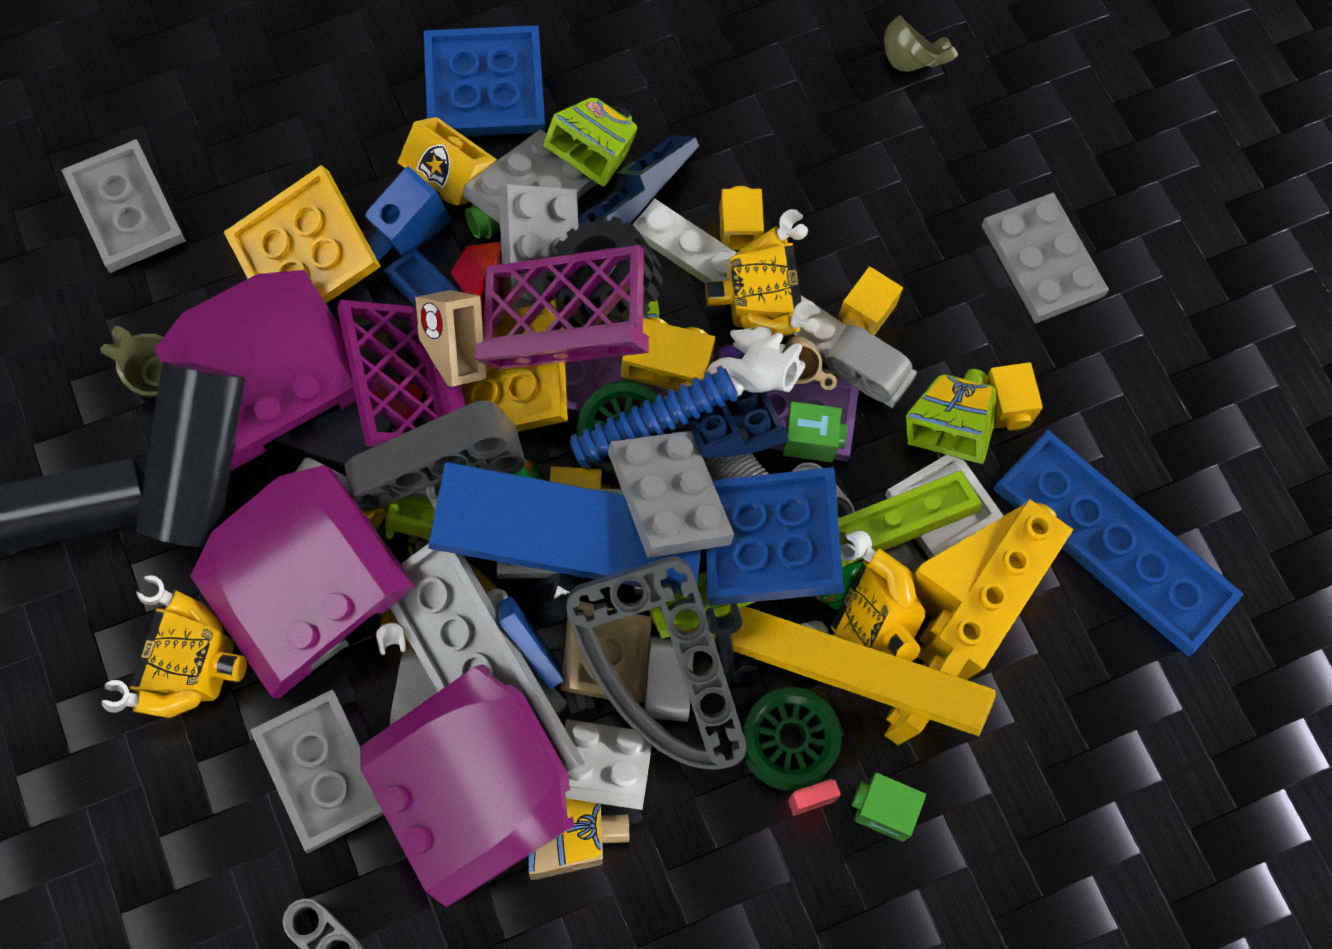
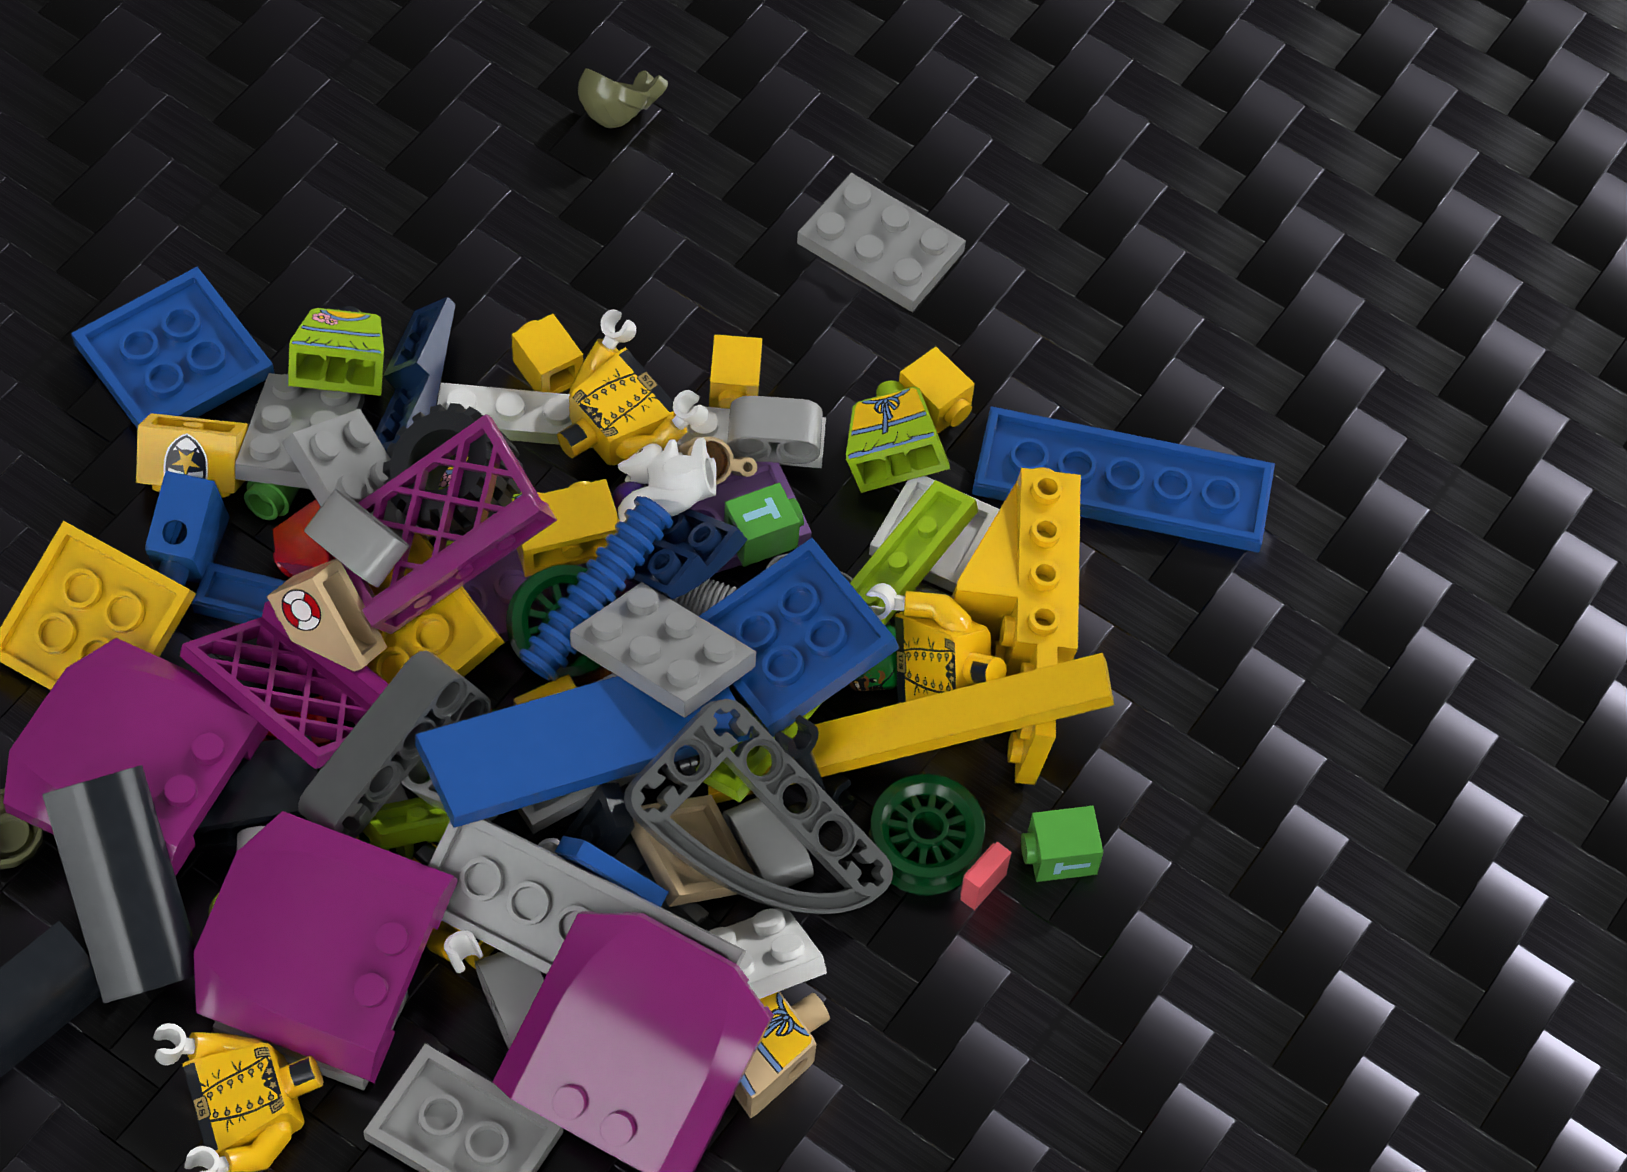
camera: 30 degrees left, 10 degrees down
(499, 288) = (356, 538): none -> light grey beam

